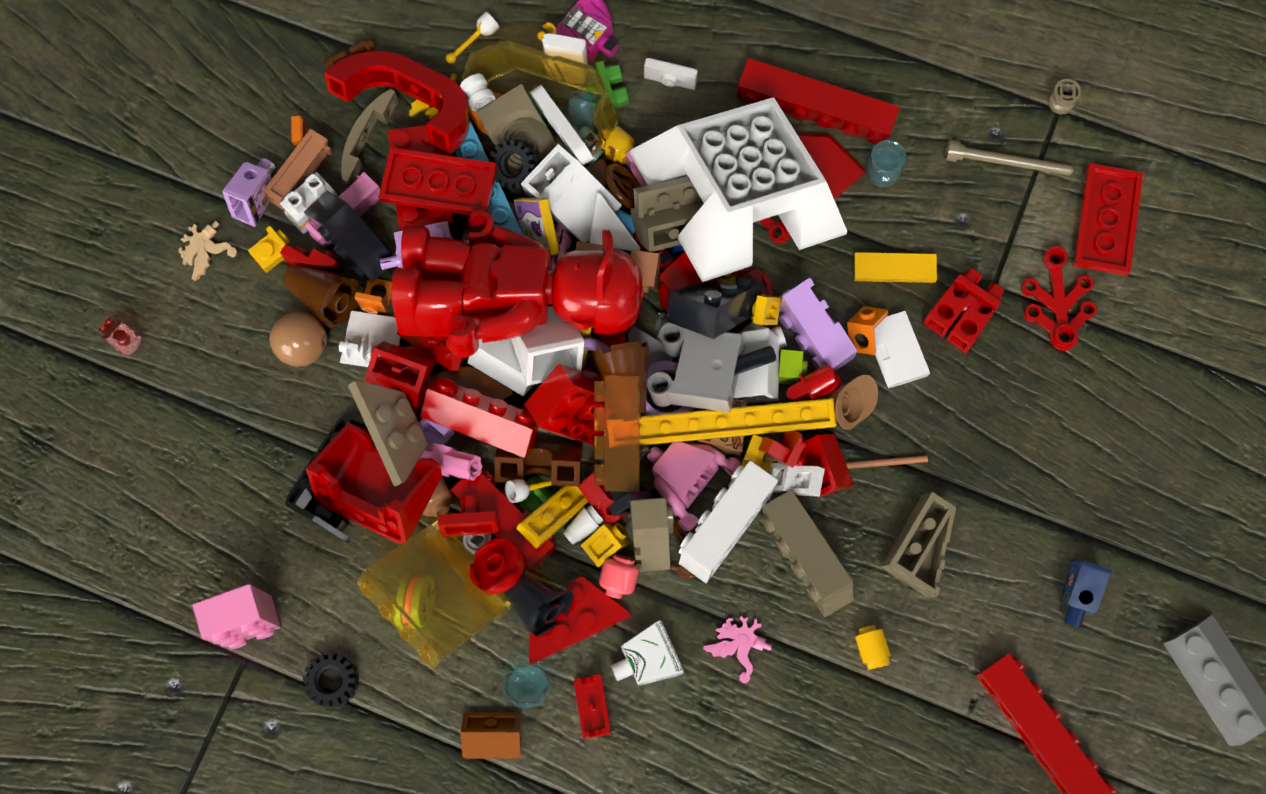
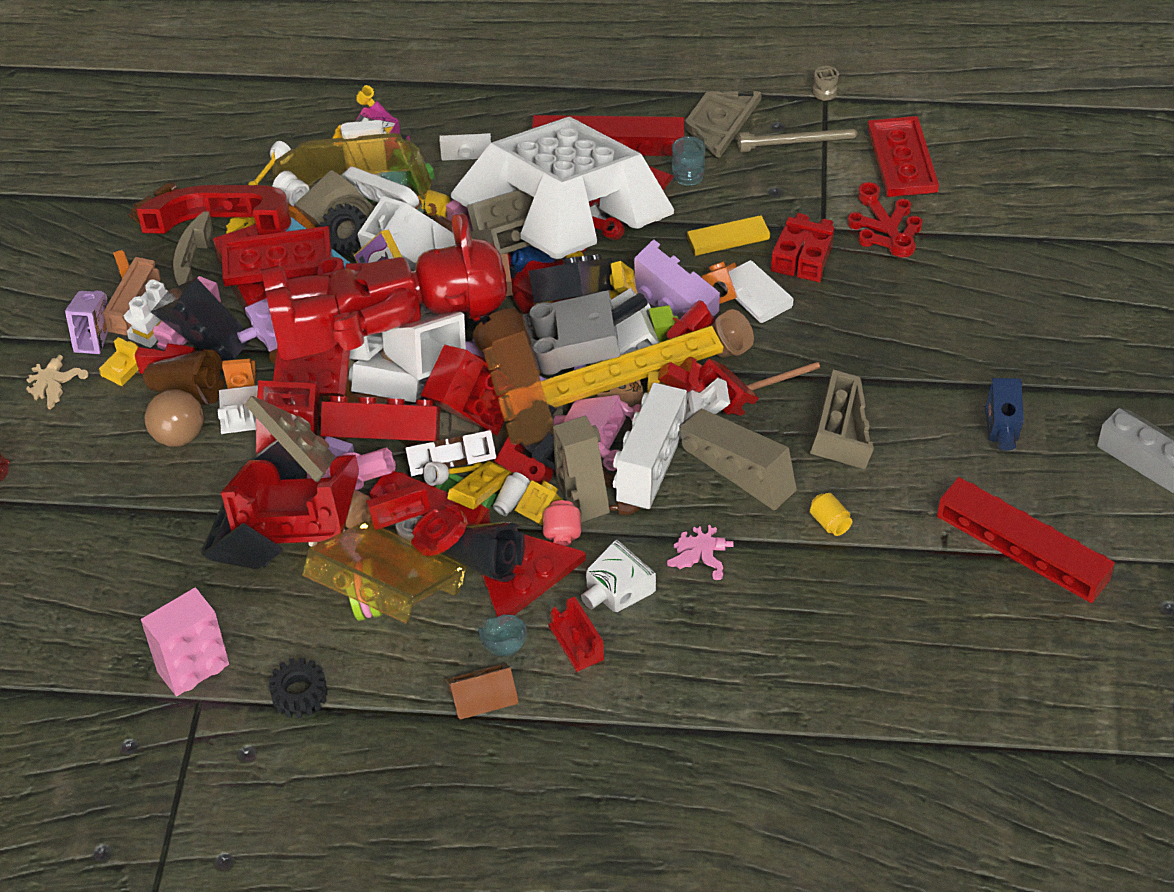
camera: 20 degrees left, 25 degrees down
(939, 110) = (720, 118): none -> dark tan wing

